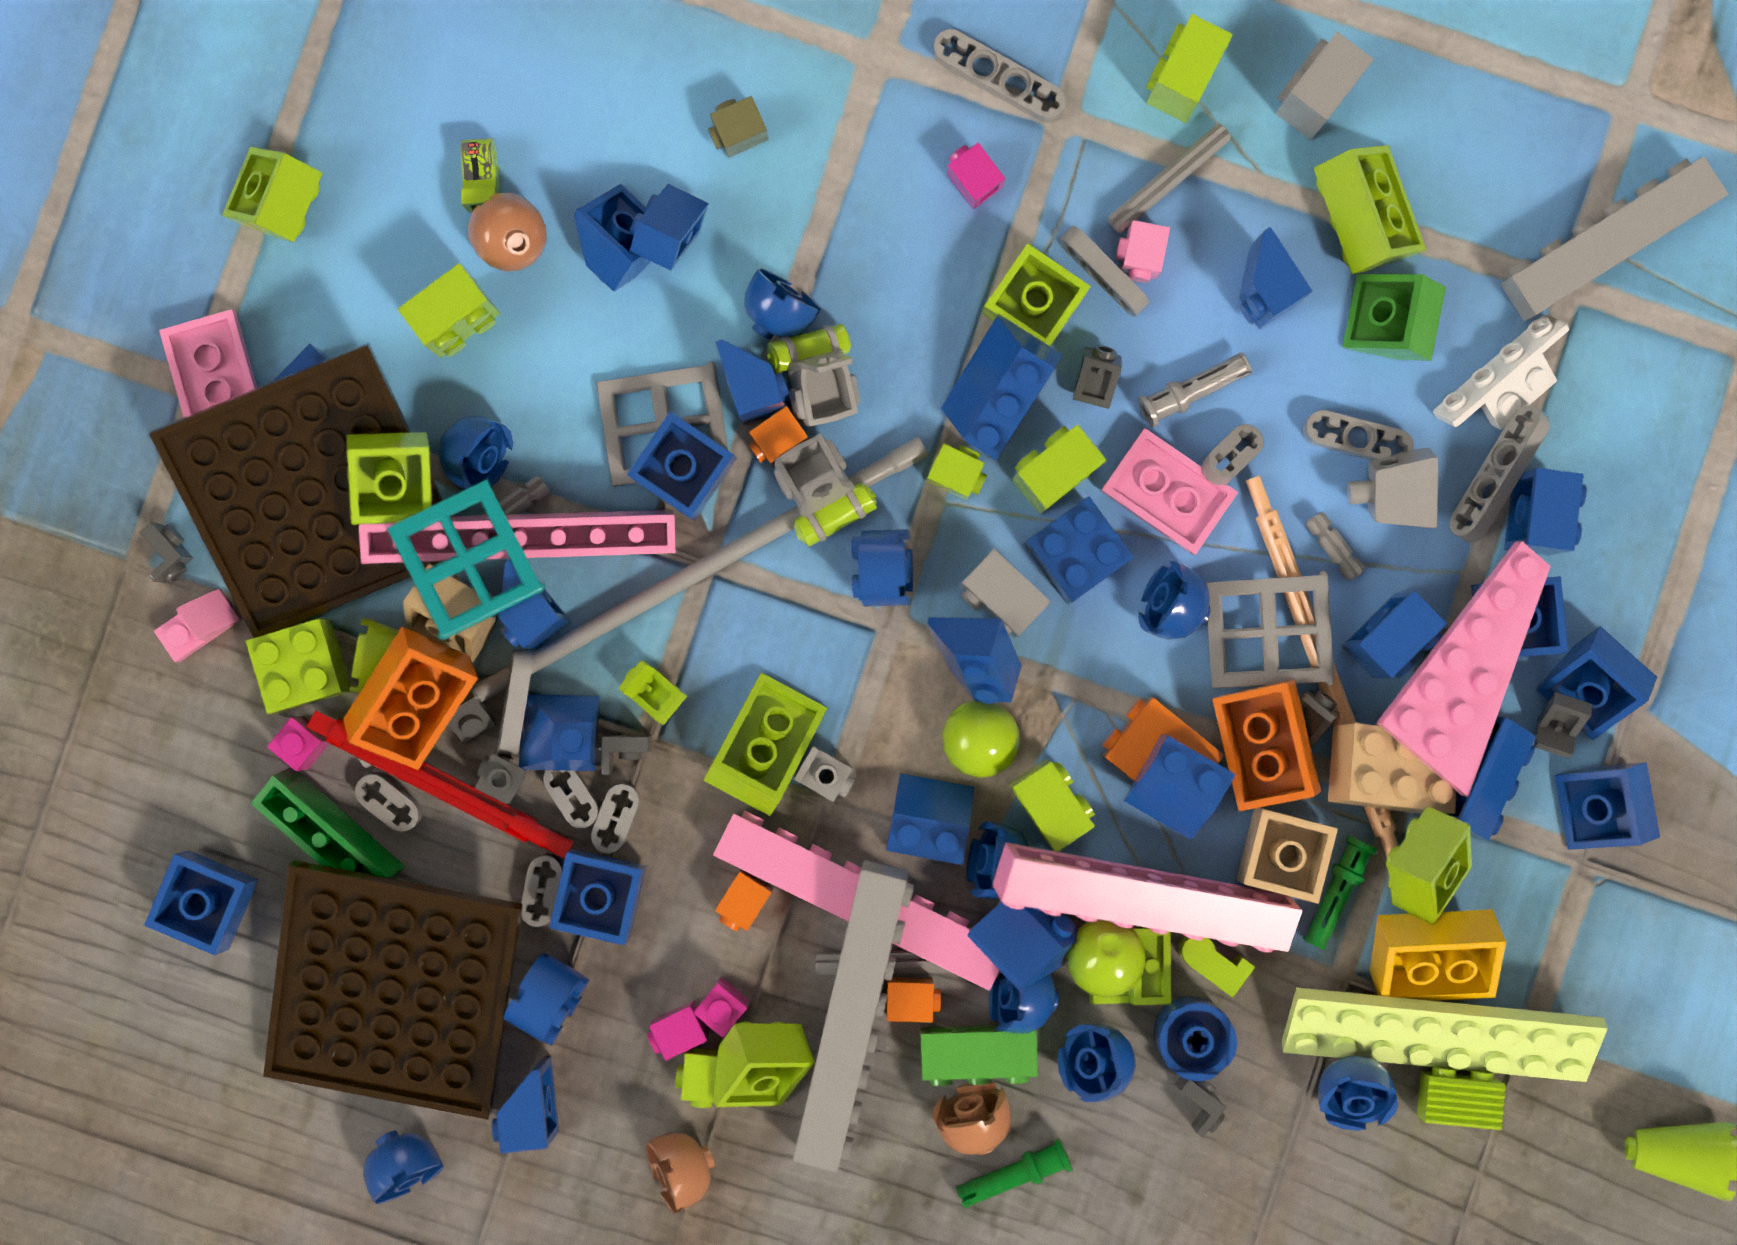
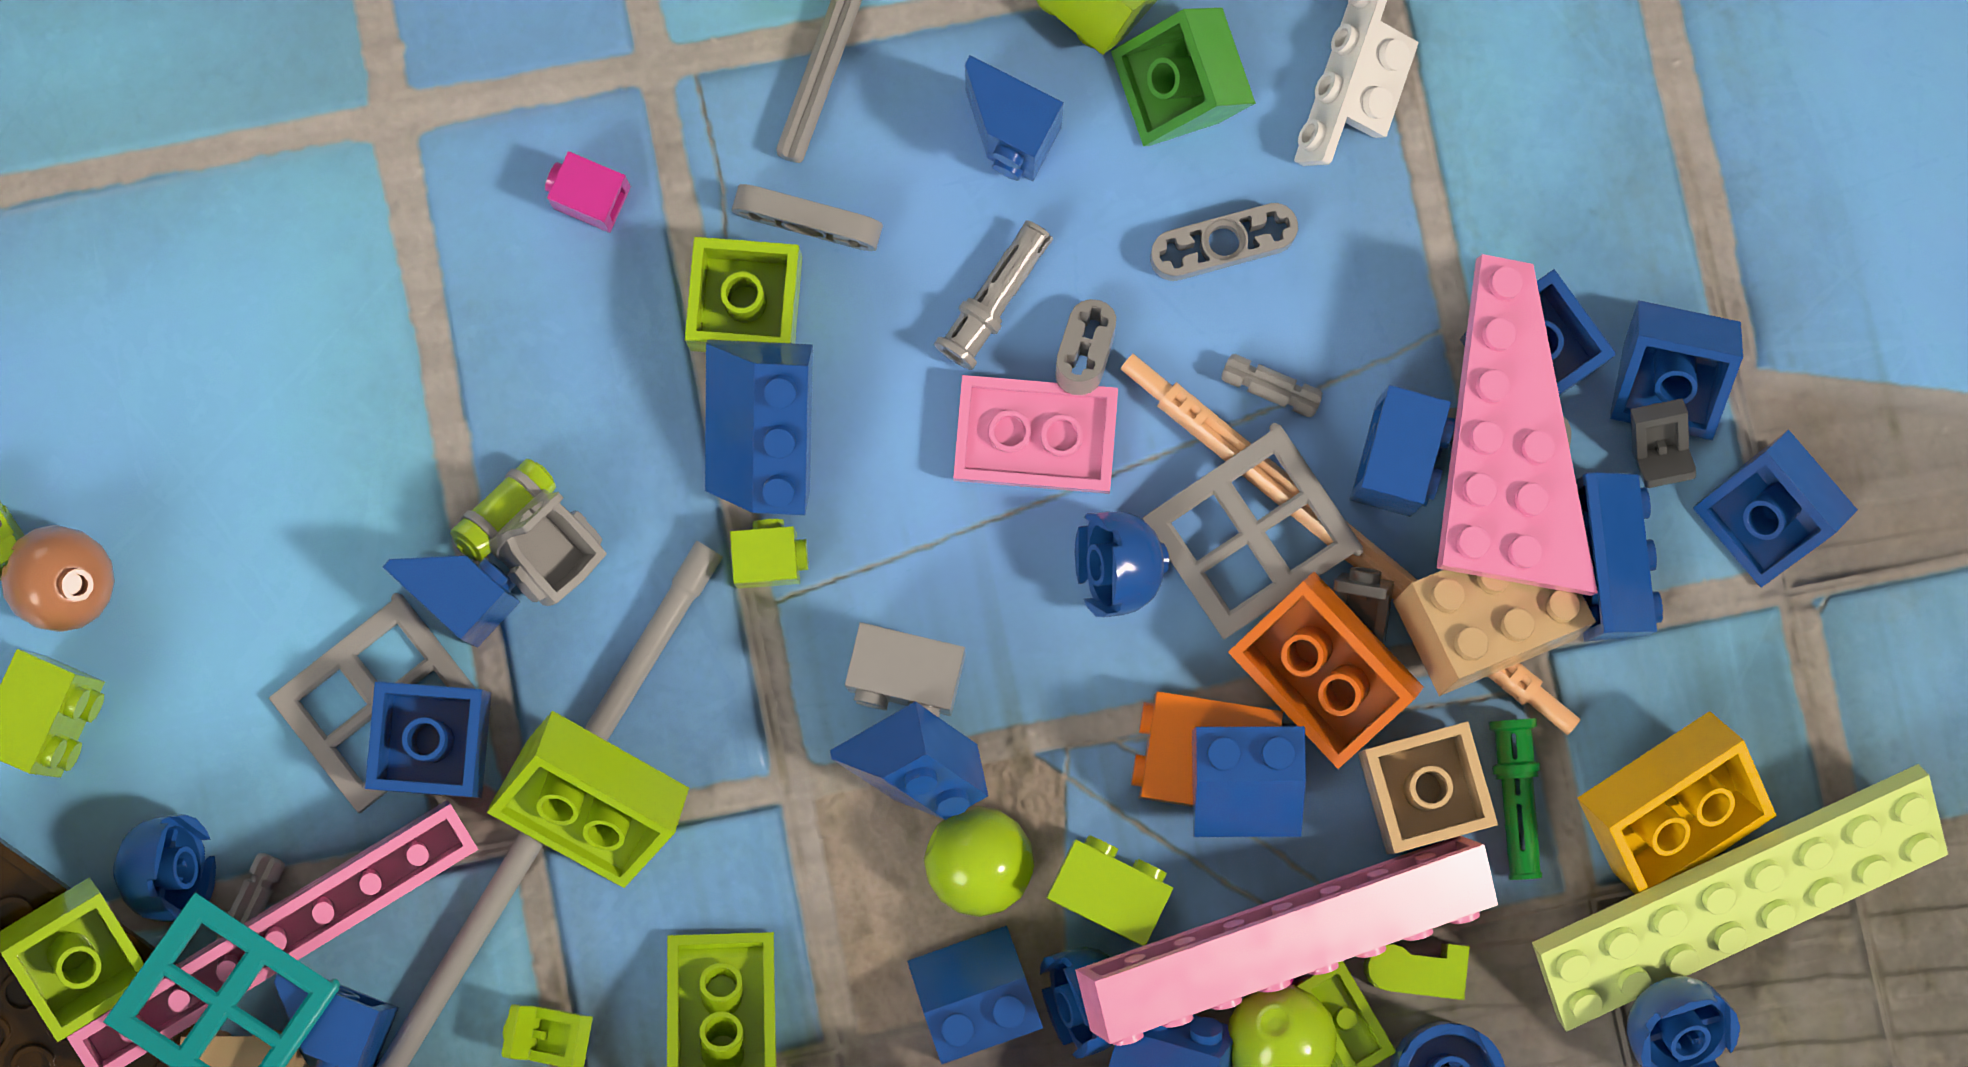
camera: 30 degrees left, 5 degrees down
(605, 236) = (198, 506): blue slope -> none
(667, 226) = (249, 461): blue brick -> none
(737, 126) = (268, 295): olive brick -> none
(761, 561) = (589, 800): none -> lime slope
(776, 436) = (526, 639): orange brick -> none
(777, 306) = (437, 481): blue cylinder -> none
(814, 764) = (794, 1021): light grey brick -> none
(824, 494) = (618, 674): light grey piece -> none
(883, 568) = (742, 723): blue brick -> none
(995, 82) = (551, 51): light grey beam -> none
(1058, 469) = (884, 483): lime brick -> none
(1078, 550) = (966, 566): blue brick -> none
(1098, 376) = (871, 345): dark grey bracket -> none
(1143, 251) = (839, 168): bright pink brick -> none
(1400, 489) = (1307, 274): light grey torso -> none
(1429, 864) = (1601, 700): lime brick -> none
(1461, 1099) = (1811, 962): lime brick -> none
(1504, 476) = (1408, 190): light grey beam -> none
(1546, 511) = (1493, 201): blue brick -> none

